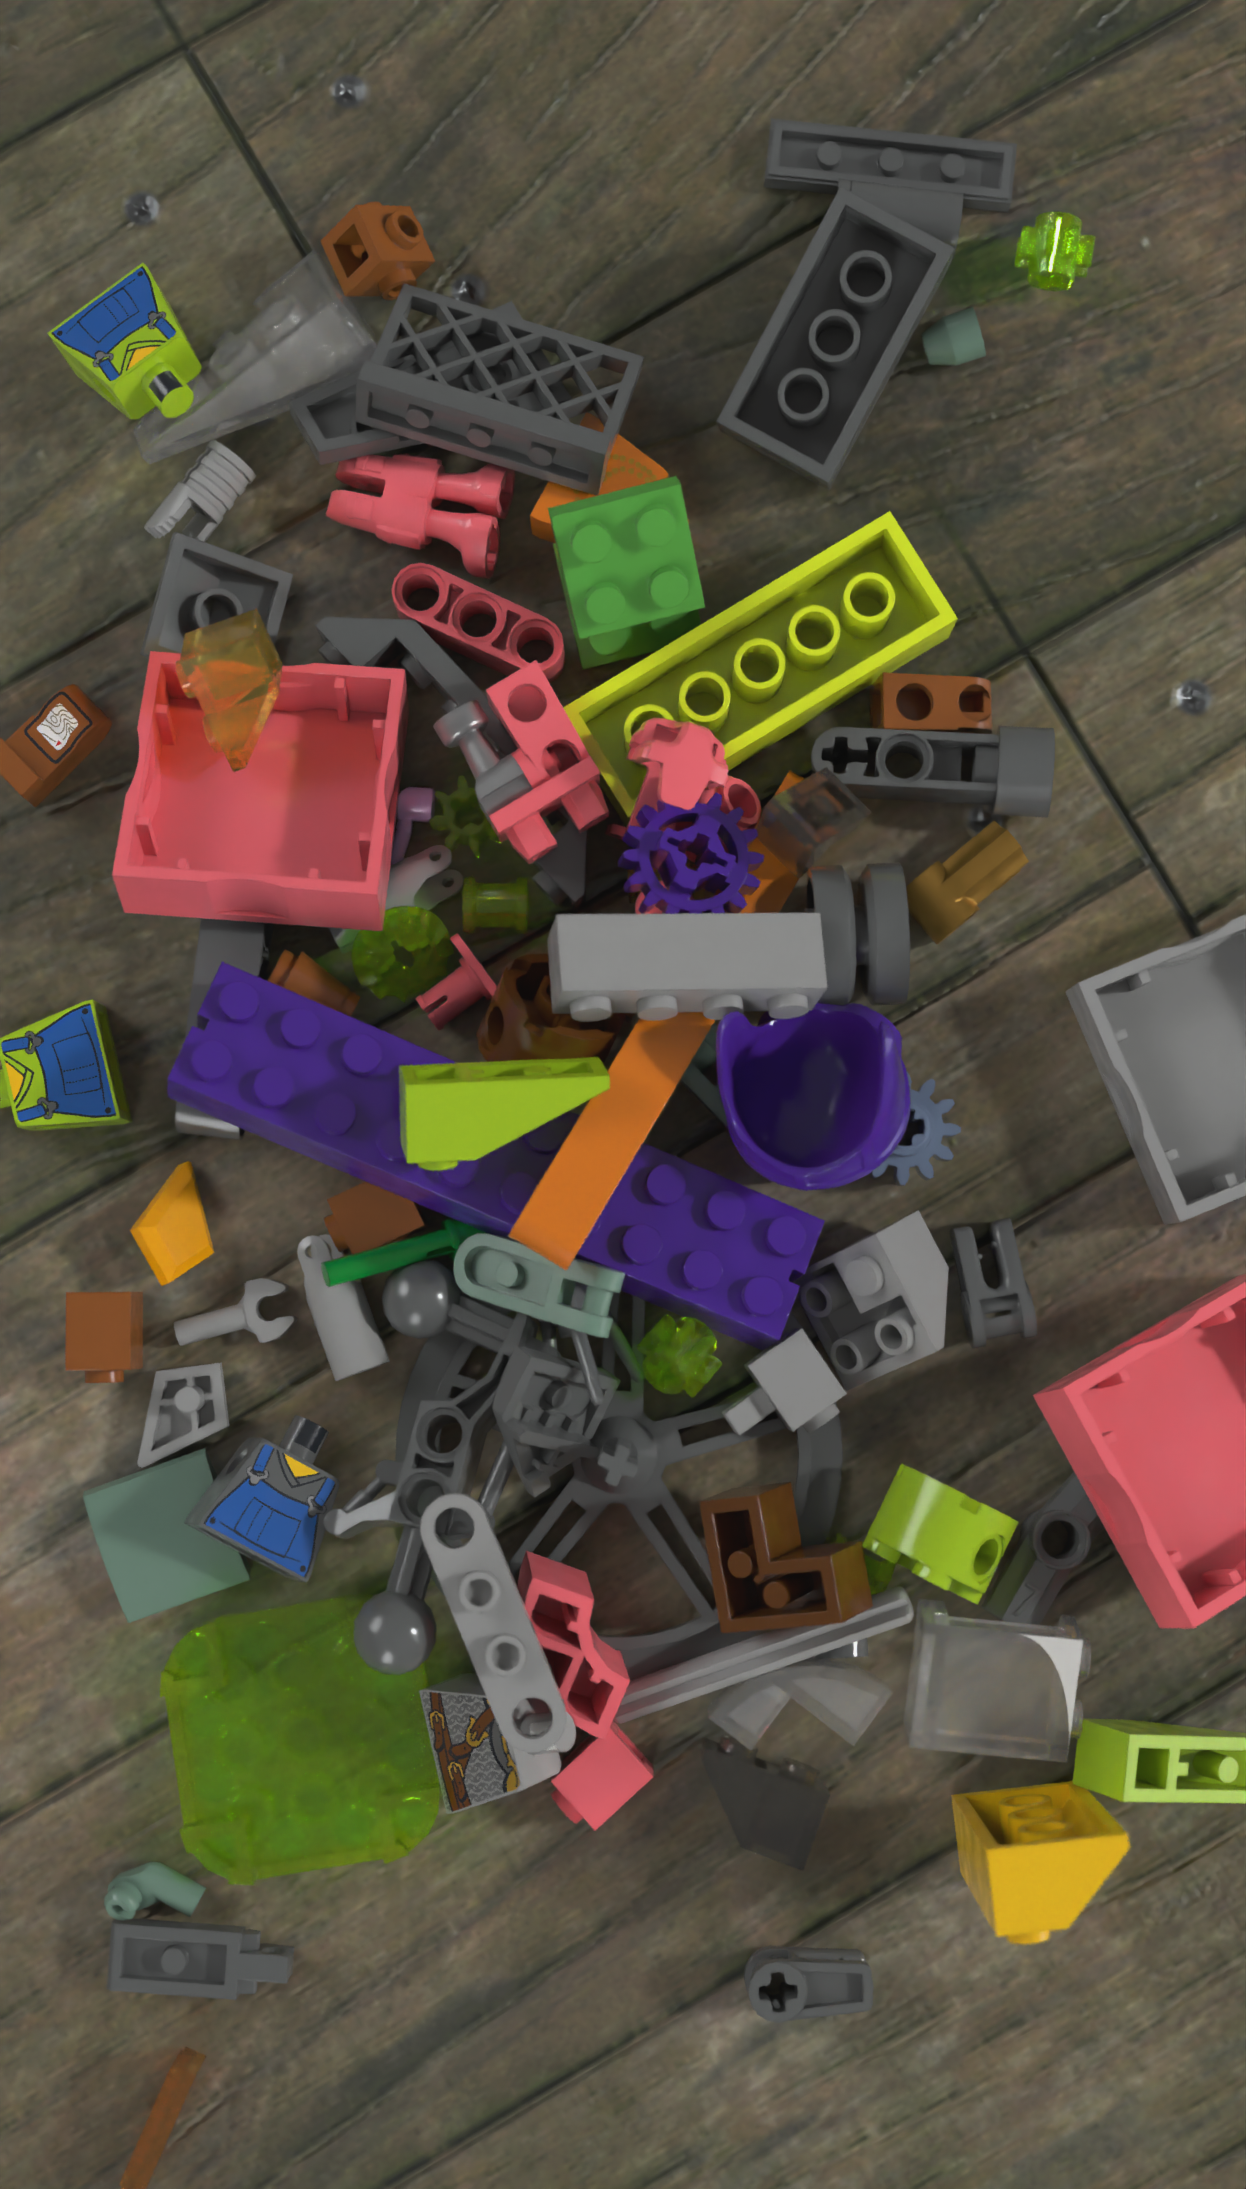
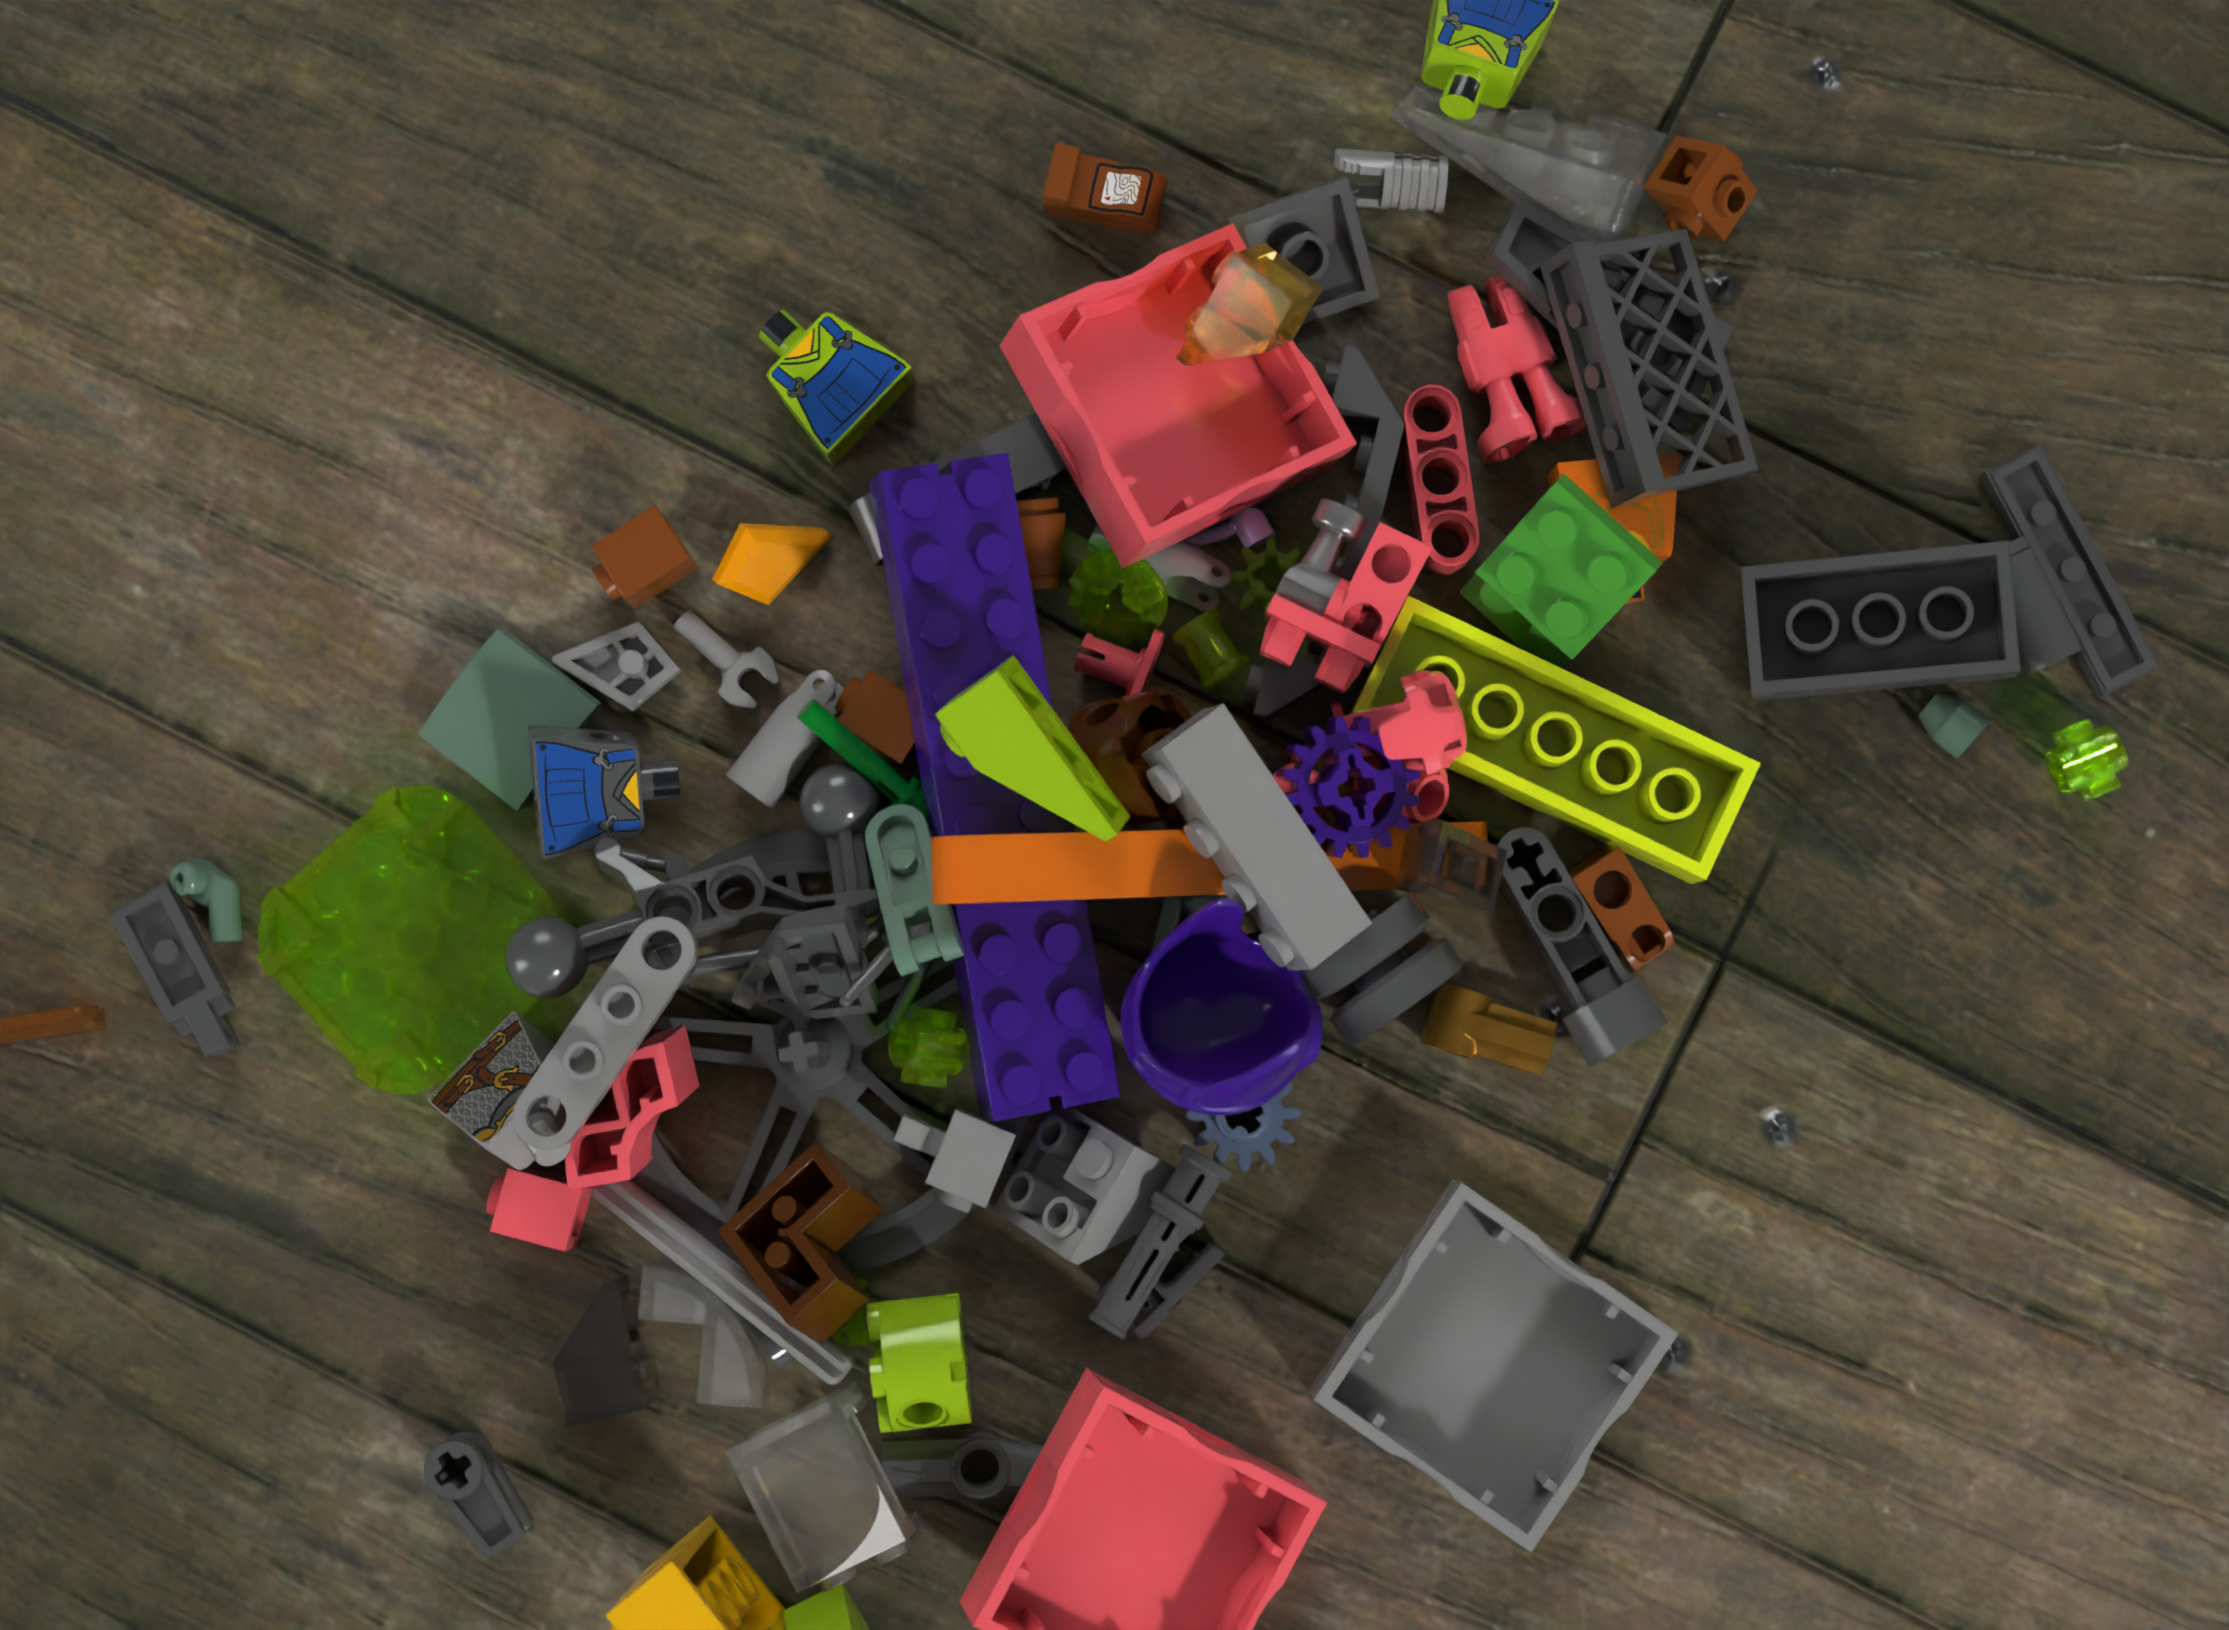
camera: 55 degrees right, 0 degrees up
(952, 1238) = (1175, 1213): none -> dark grey pin

